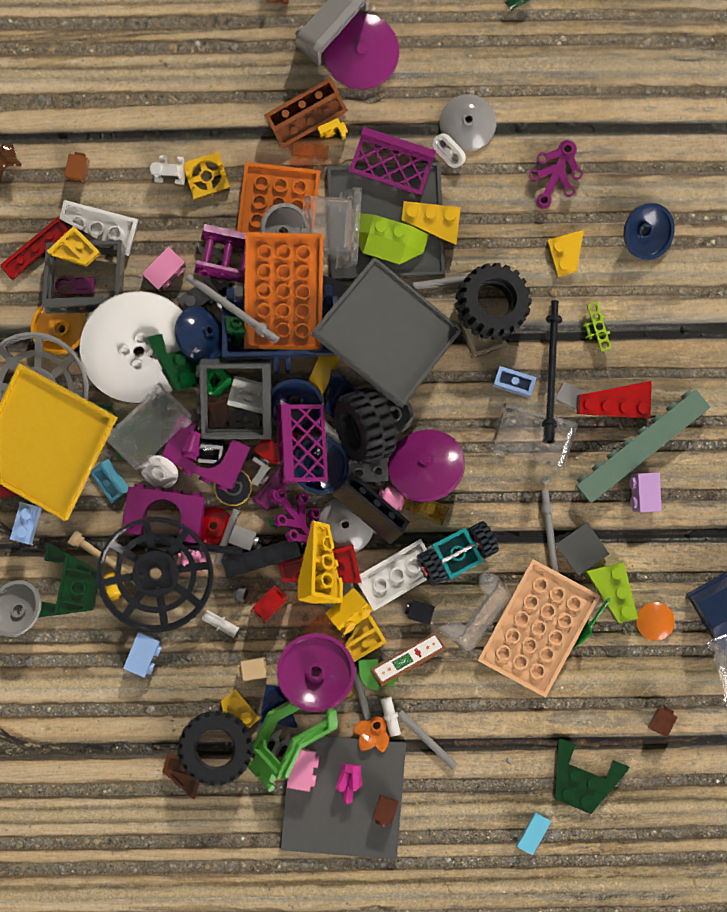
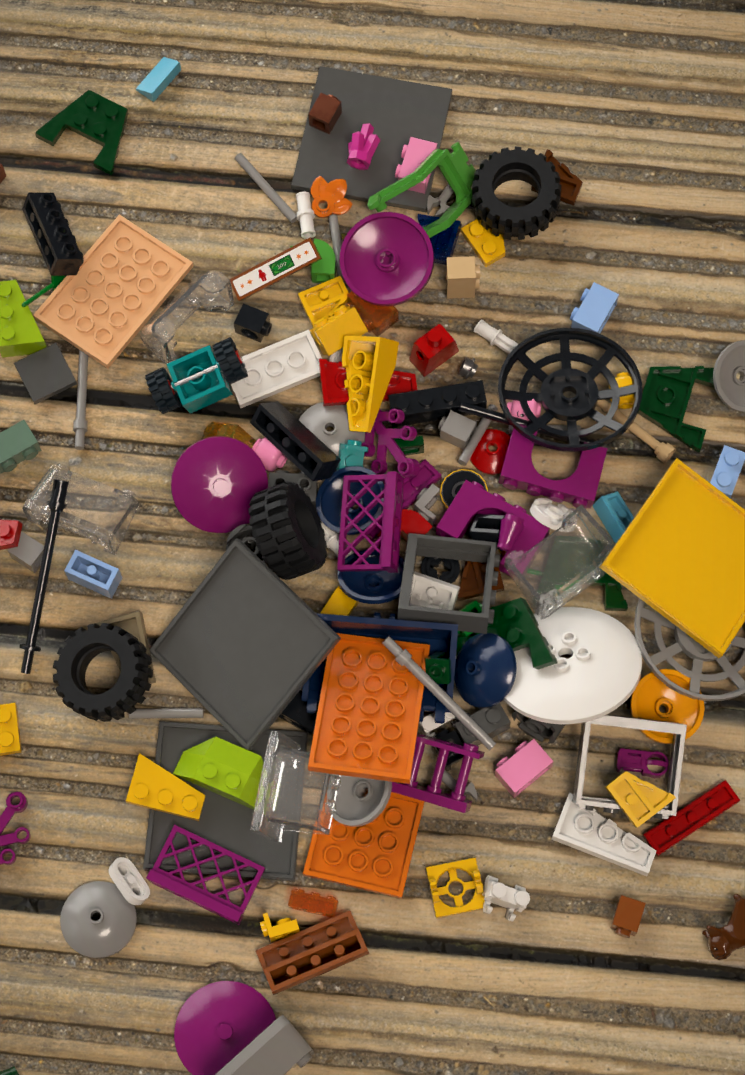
camera: 165 degrees left, 15 degrees down
(324, 505) = (351, 454): none -> teal bracket
(336, 387) = (316, 586): dark blue wing -> none
(596, 668) = (52, 234): none -> black brick

